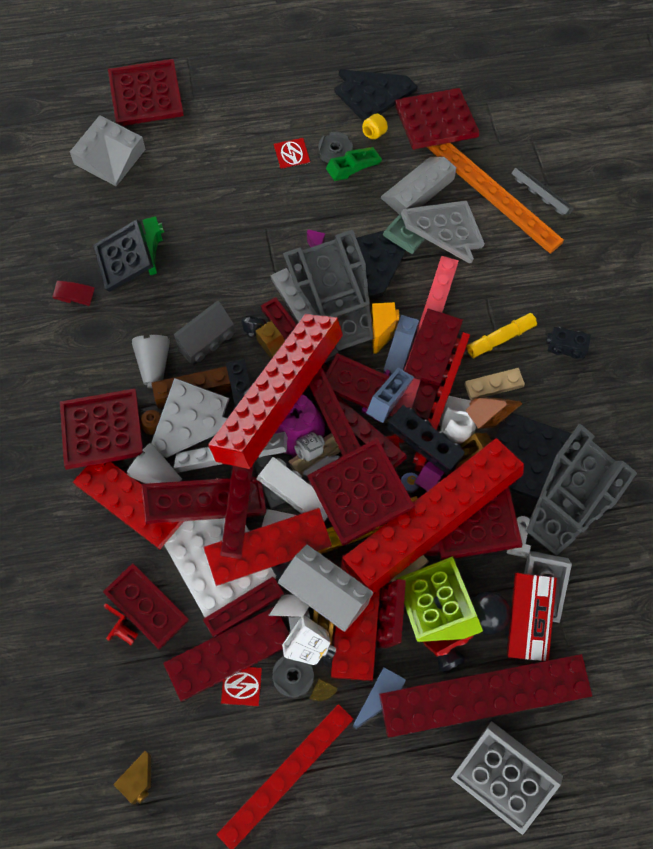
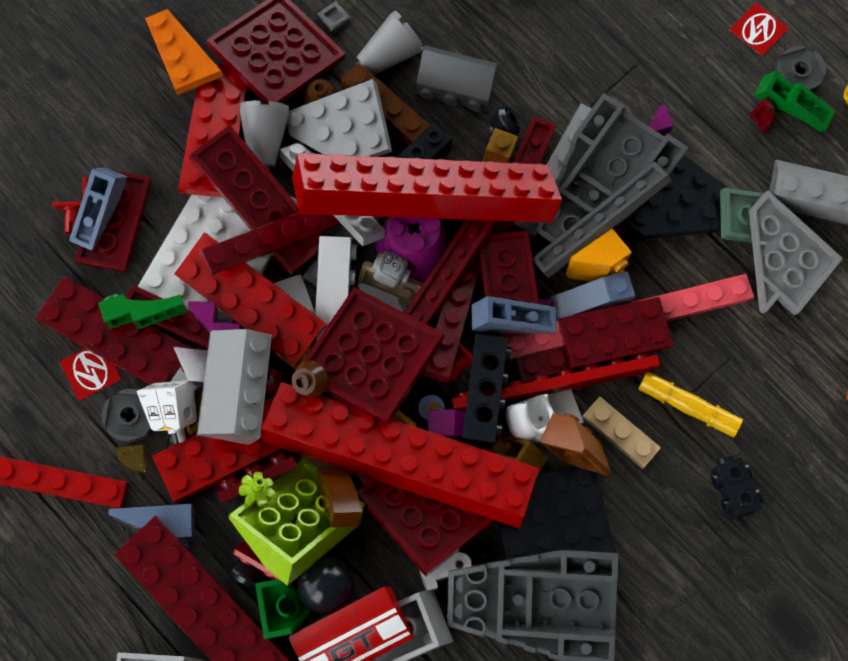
camera: 55 degrees right, 5 degrees up
(63, 490) = (182, 56): none -> orange wing
(102, 381) = (334, 17): none -> flat silver tile
(133, 609) = (97, 206): none -> sand blue slope
(218, 635) = (119, 311): none -> green slope
(261, 581) = (207, 315): none -> magenta slope
(350, 183) = (764, 115): none -> dark red tile
(354, 536) = (310, 379): none -> reddish brown cone
(362, 306) = (602, 219): none -> dark grey plate
(407, 613) = (256, 489): none -> lime plant
(441, 566) = (339, 497): none -> reddish brown slope
(487, 652) = (279, 608): none -> green slope

